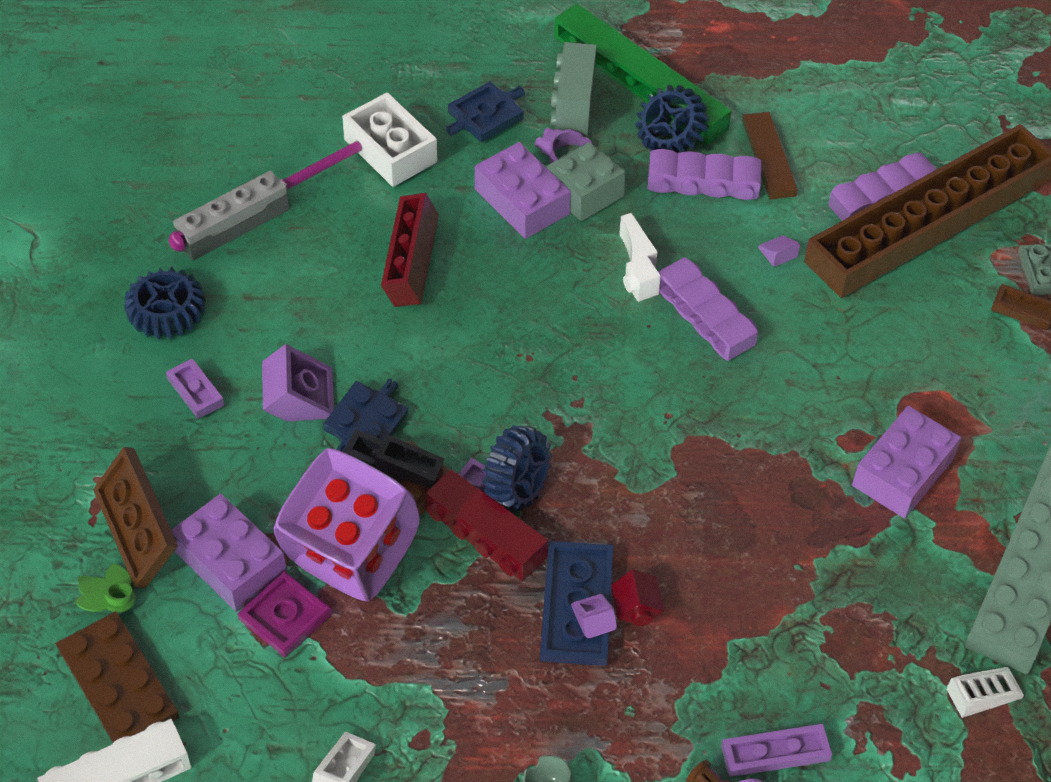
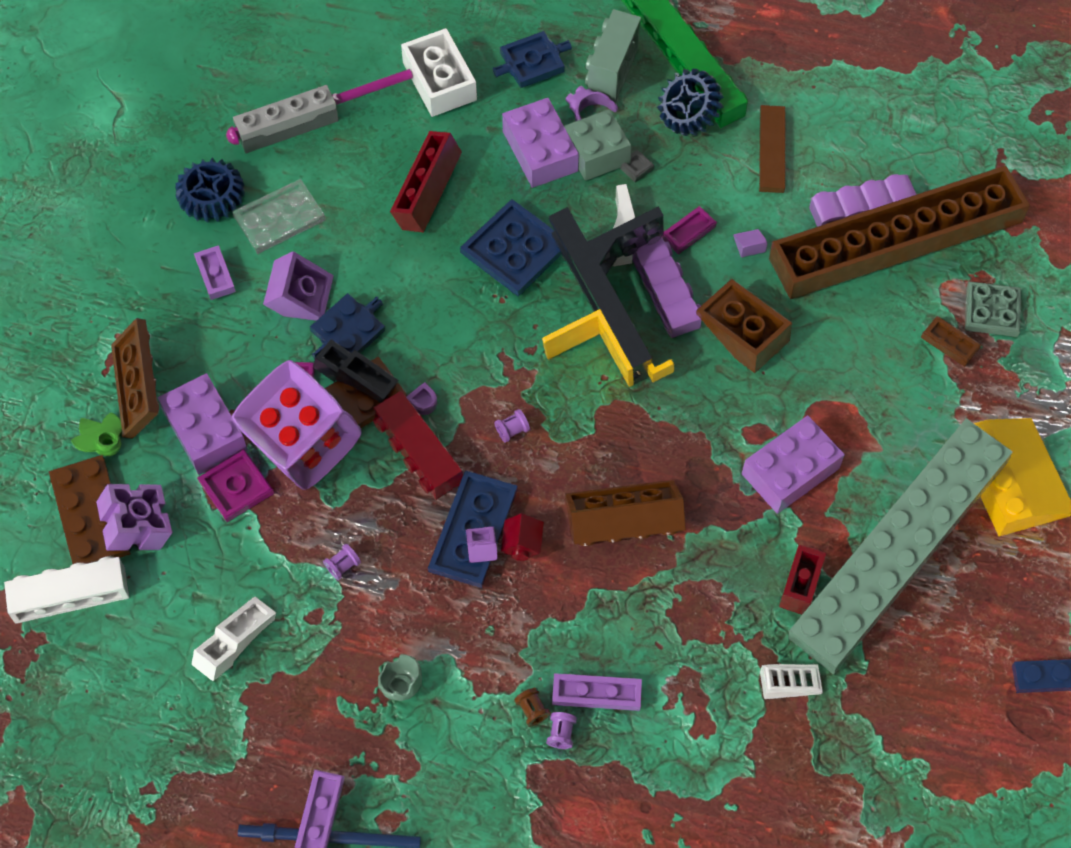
camera: 15 degrees right, 10 degrees up
(177, 669) = (133, 517): none -> medium lavender brick
(252, 316) = (279, 216): none -> clear plate
(441, 661) = (342, 562): none -> medium lavender bush
(517, 467) = (454, 401): dark blue gear -> none
(527, 300) = (513, 247): none -> dark blue plate
(585, 483) = (512, 425): none -> medium lavender bush
(633, 197) = (639, 166): none -> dark grey tile
(657, 340) = (589, 265): none -> black piece
(707, 174) = (705, 157): medium lavender brick -> none
(711, 248) = (689, 230): none -> magenta tile
(742, 549) = (625, 512): none -> reddish brown slope
(807, 329) = (745, 325): none -> reddish brown slope
(962, 578) = (802, 579): none -> dark red brick

